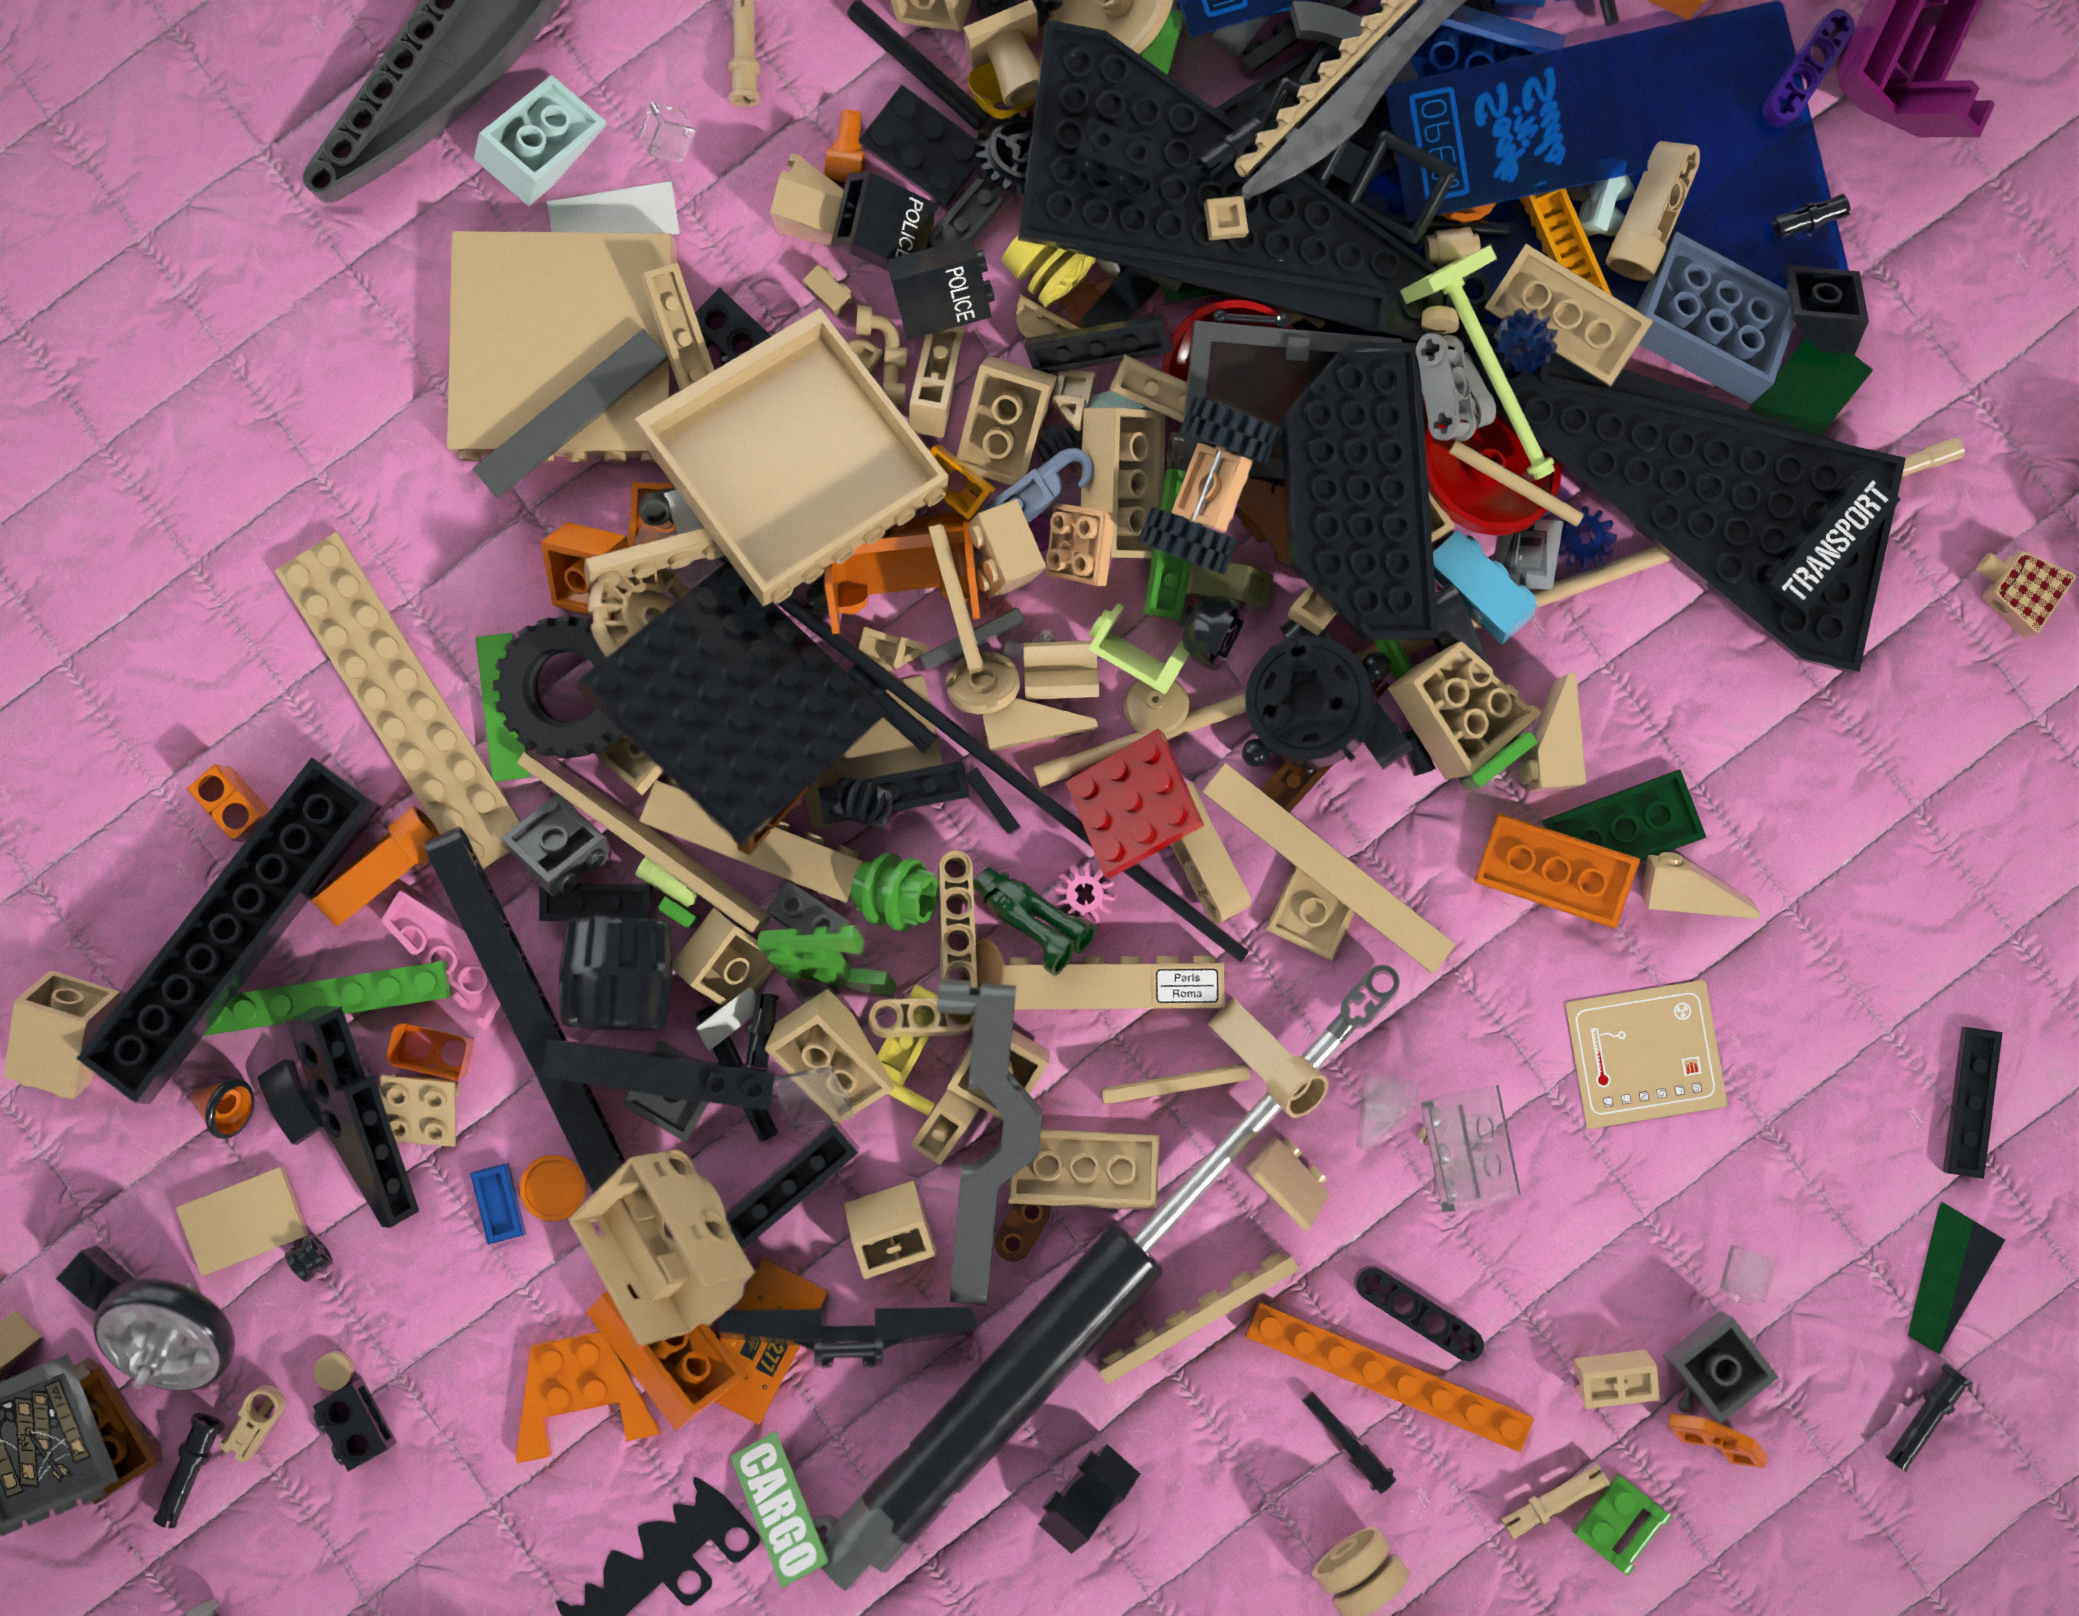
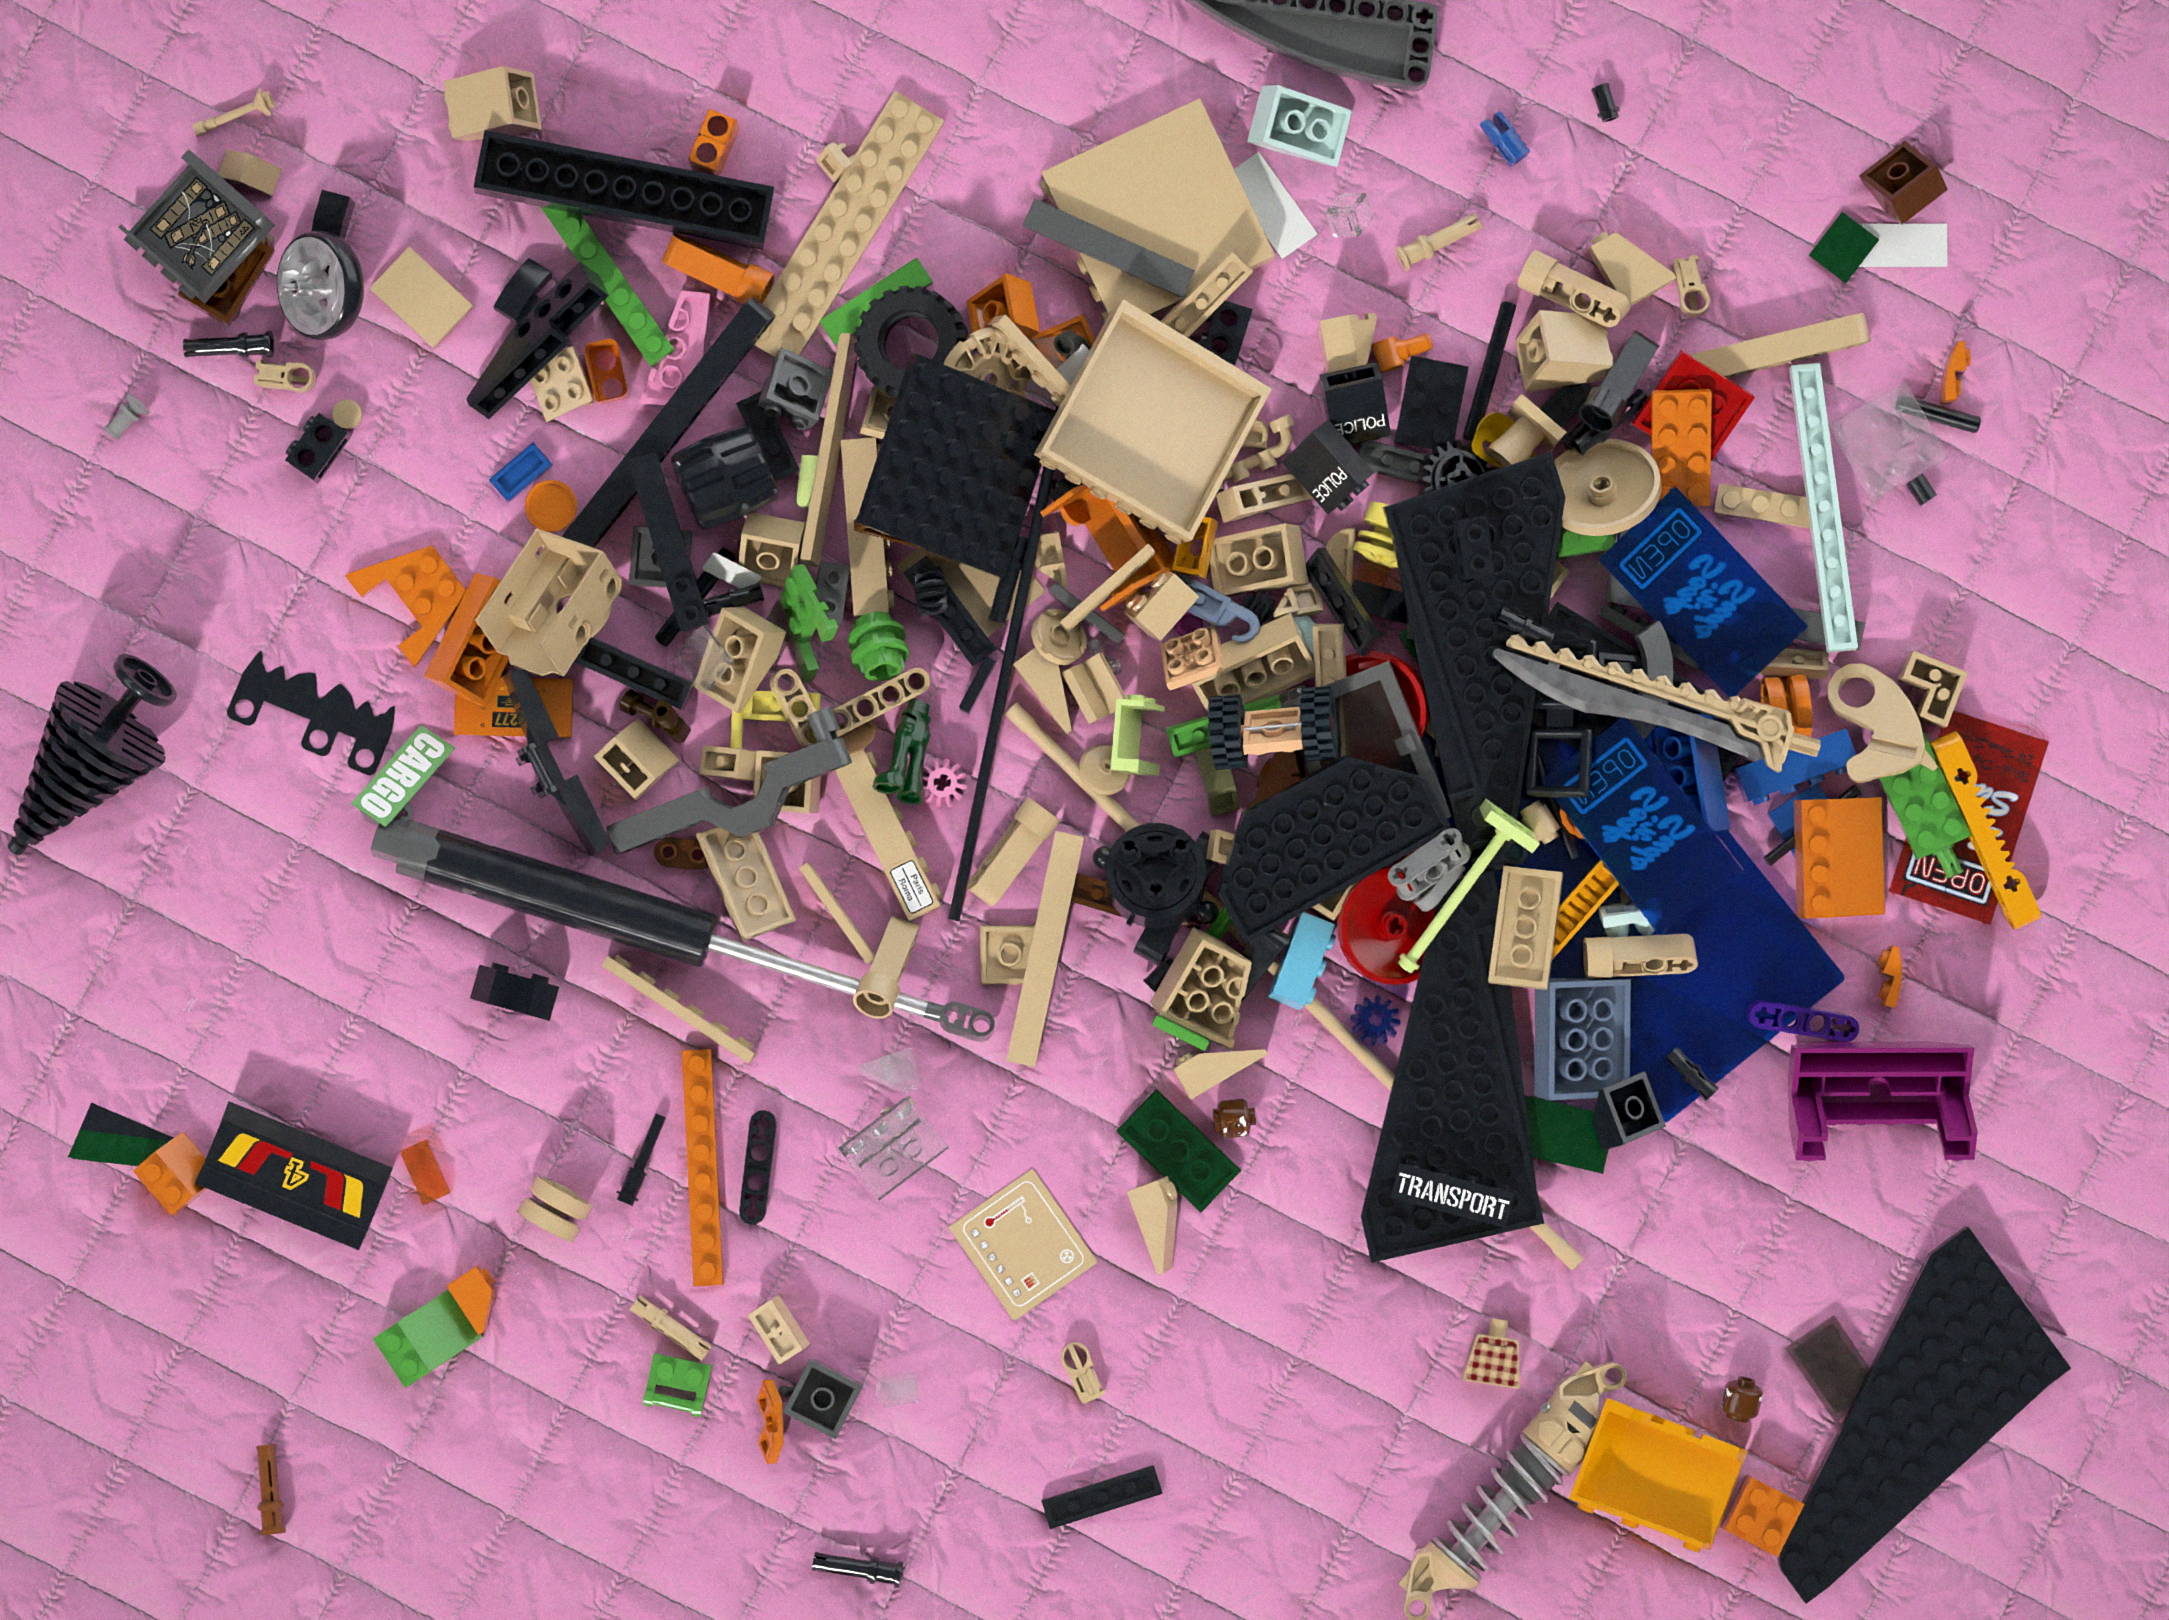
camera: 65 degrees right, 0 degrees up
(225, 1107) = (497, 245): orange hat -> none
(308, 1258) = (419, 357): black wheel -> none
(319, 676) = (834, 161): none -> tan tile
(678, 912) = (789, 499): bright green tile -> none
(827, 290) = (1289, 391): tan piece -> none
(852, 1176) = (662, 715): none -> dark brown bar
(1134, 803) = (1023, 785): red plate -> none
(1211, 629) = (1177, 782): black cylinder -> none
(1226, 218) = (1472, 647): tan tile -> none
(1280, 320) = (1420, 723): black hinge -> none
(1288, 1181) = (807, 1025): tan slope -> none
(1440, 320) = (1476, 837): tan tile -> none
(1516, 483) = (1387, 949): tan bar -> none
(1531, 554) = (1342, 987): sticker -> none
(1539, 342) = (1490, 904): clear blue gear -> none
(1557, 870) = (1123, 1114): orange tile -> none
(1620, 748) = (1233, 1118): none -> reddish brown head
(1826, 1057) = (1083, 1377): none -> tan piece
(1952, 1272) = (971, 1540): dark green sticker -> none

